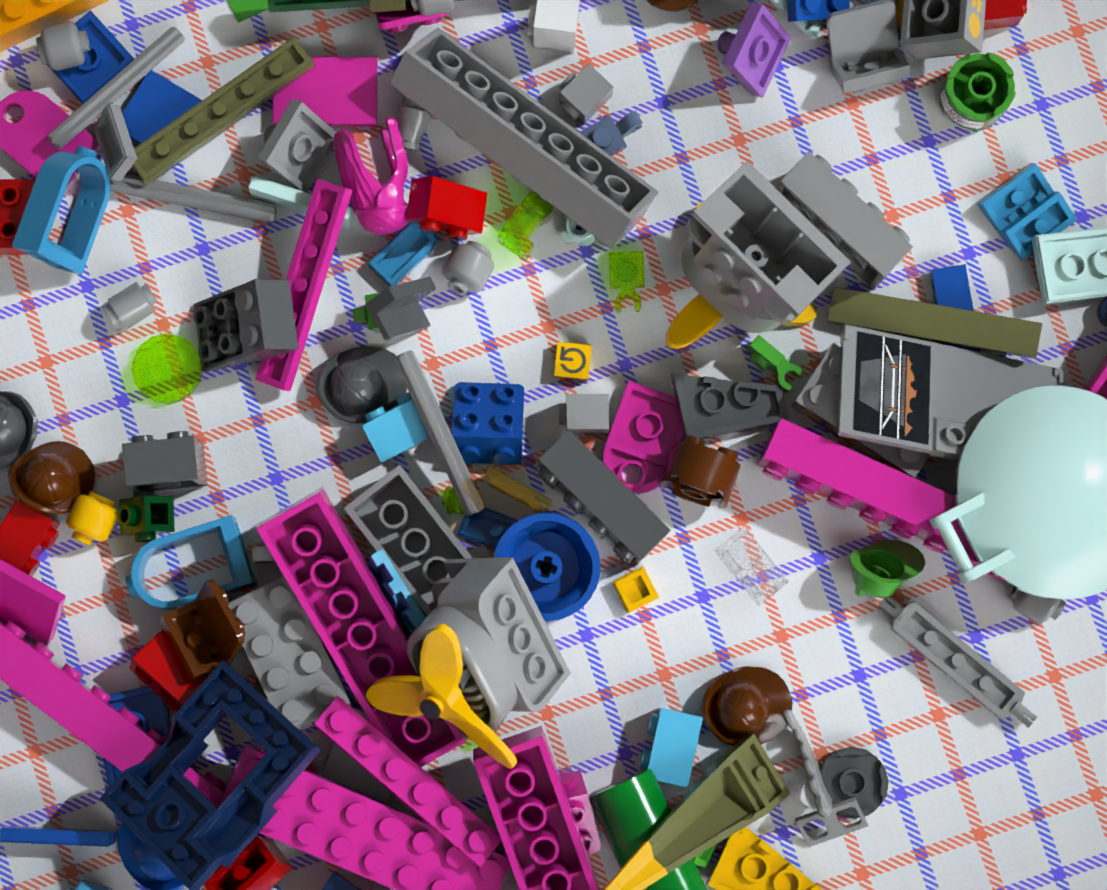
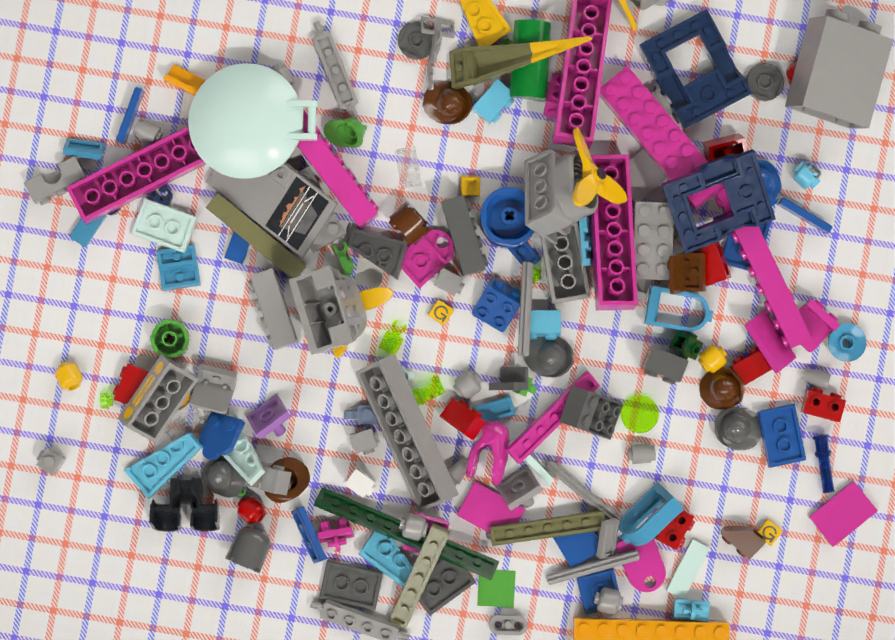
camera: 150 degrees left, 5 degrees up
(408, 781) = (628, 150): dark pink plate -> none
(517, 491) = (502, 261): clear yellow tile -> none

